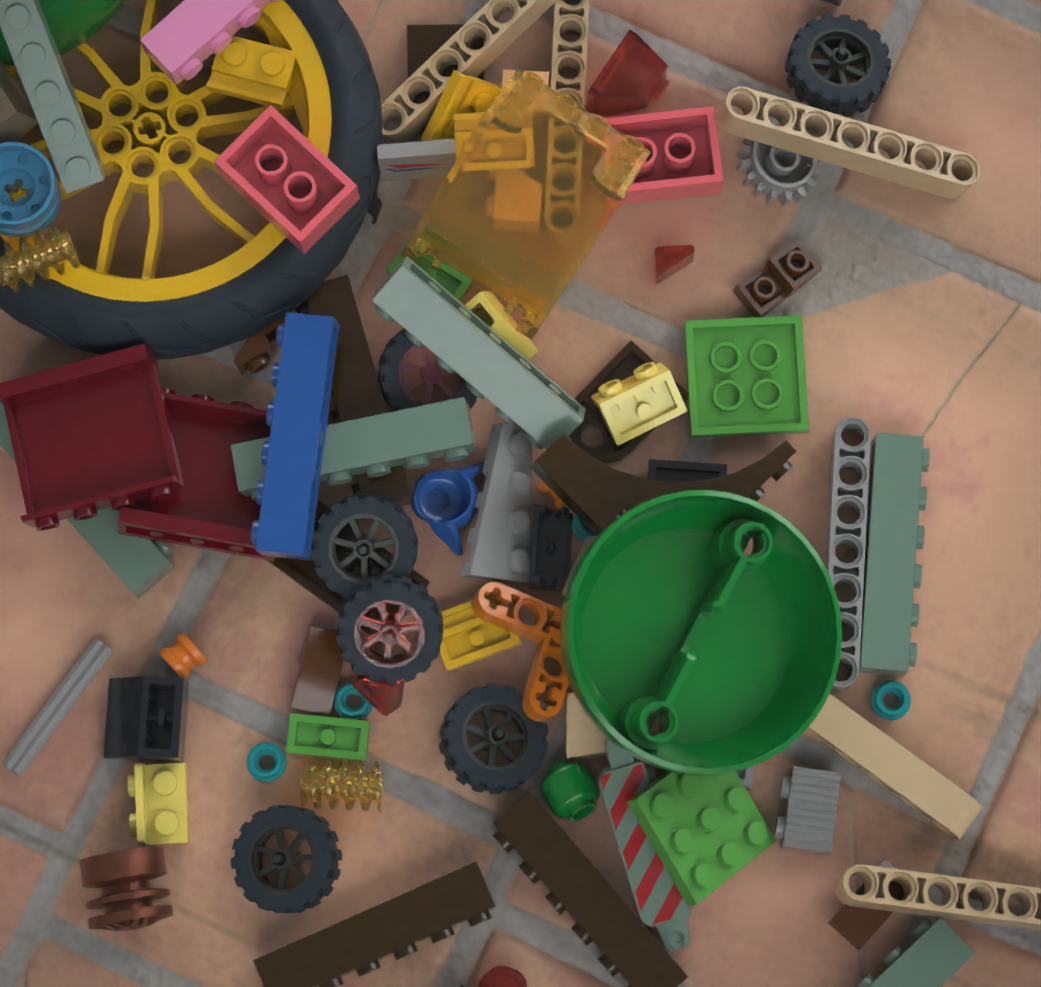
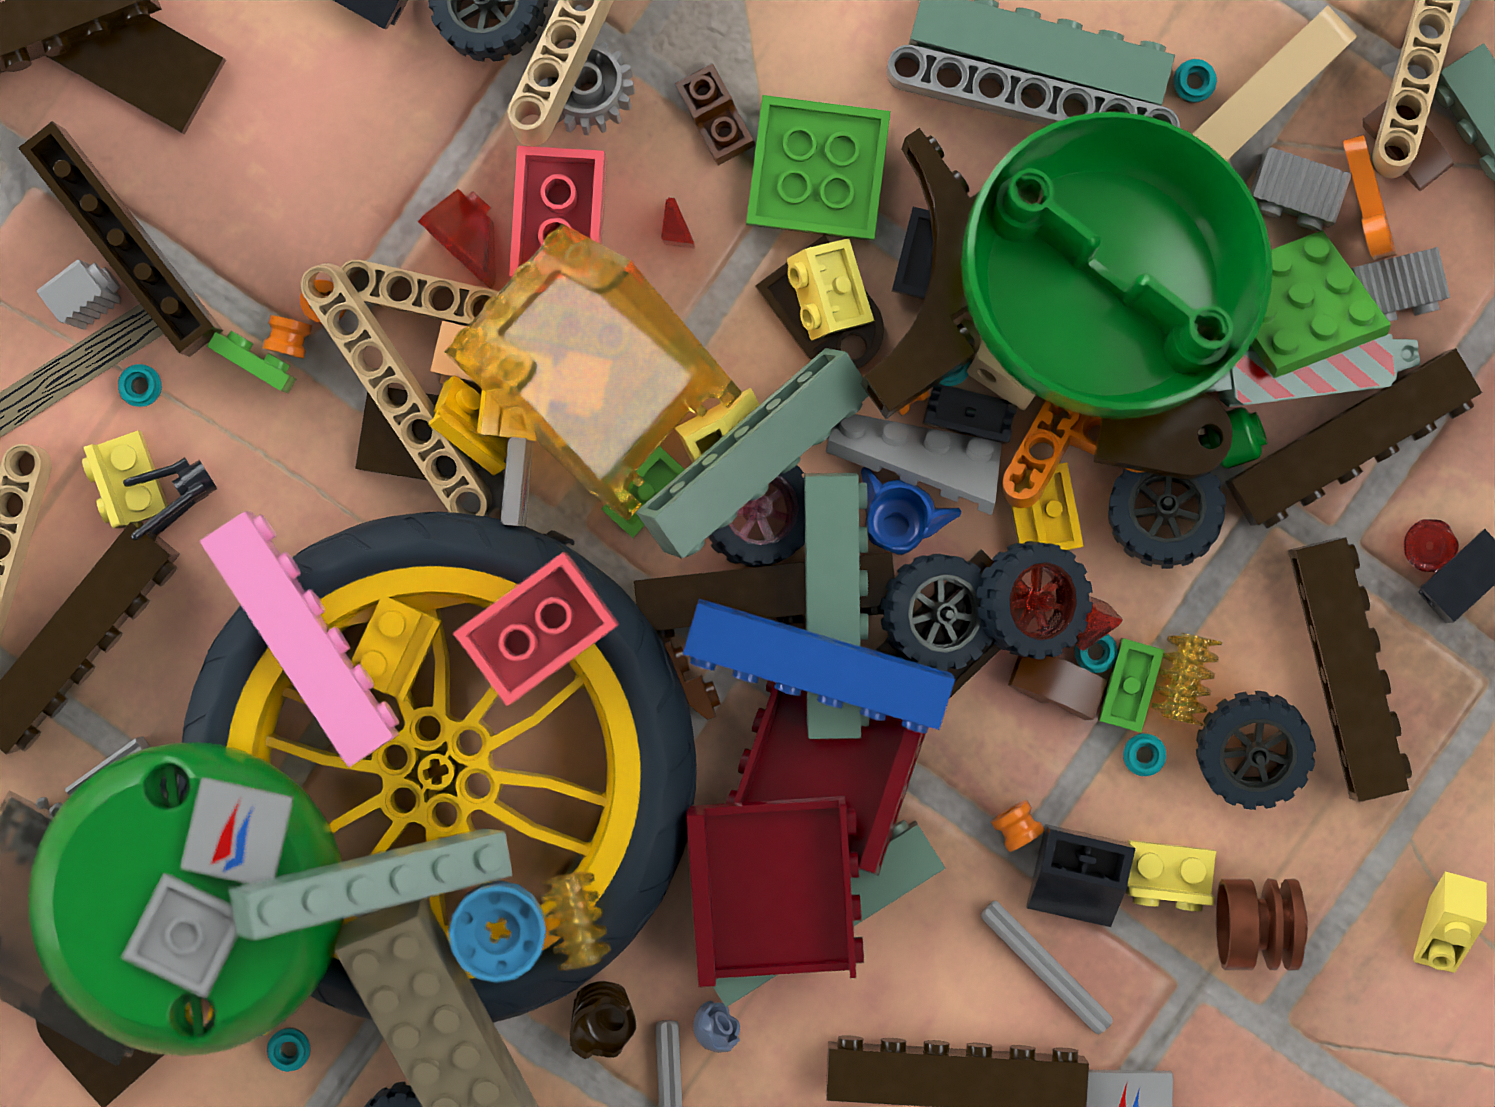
camera: 80 degrees left, 10 degrees up
(556, 720) = (1167, 440): none -> dark brown tile
(738, 919) = (1406, 282): none -> light grey brick
(781, 885) = (1369, 197): none -> orange beam

